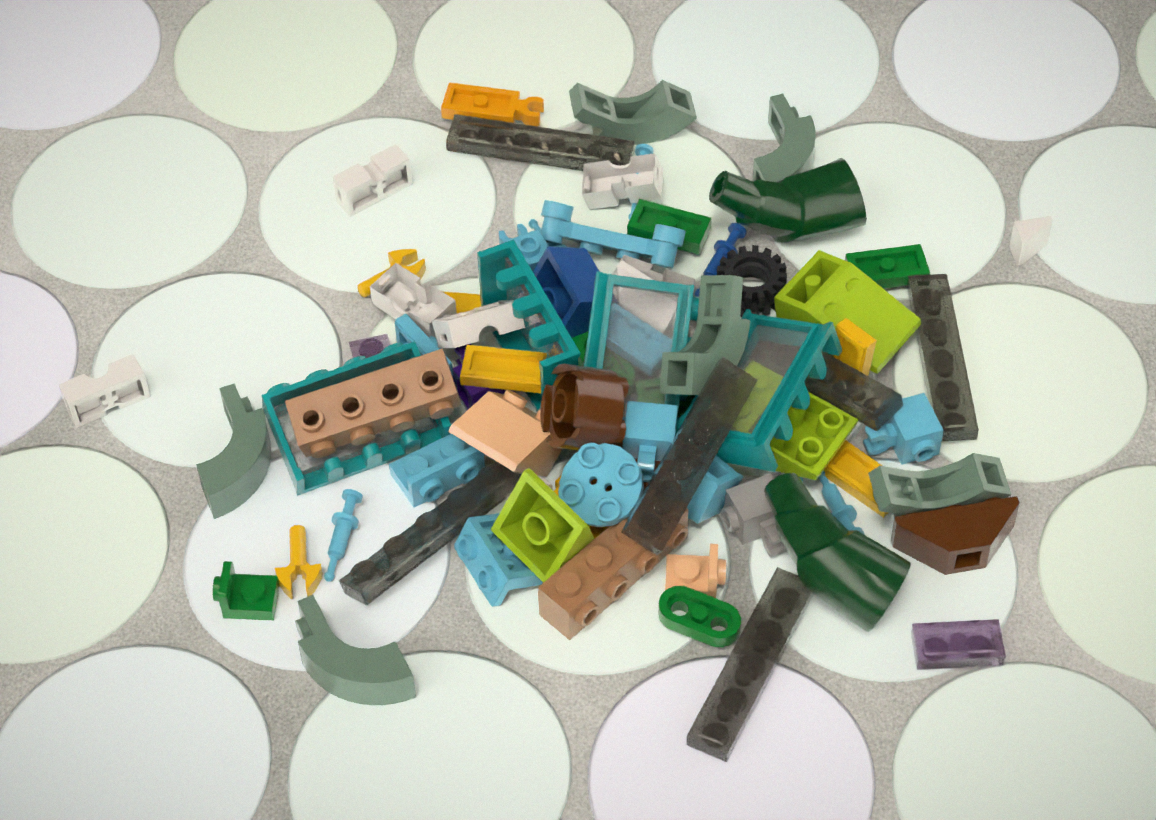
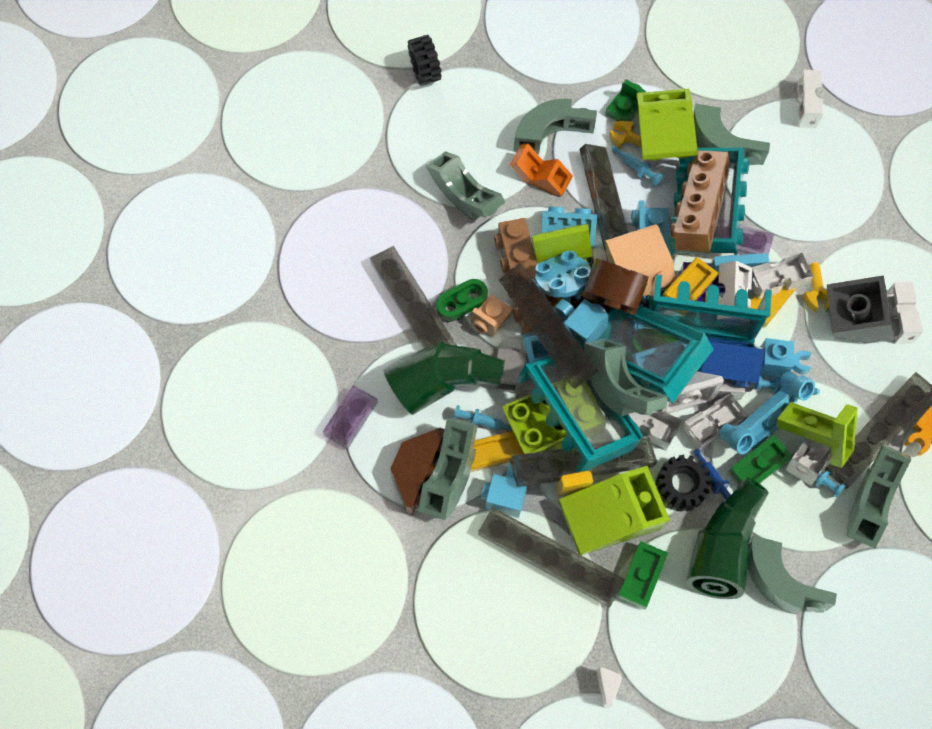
camera: 120 degrees right, 15 degrees up
(273, 503) = (666, 124): none -> lime slope
(402, 209) = (860, 310): none -> dark grey slope
(432, 634) = (546, 175): none -> orange slope
(537, 695) = (462, 188): none -> sand green arch
(597, 171) = (822, 428): none -> lime bracket

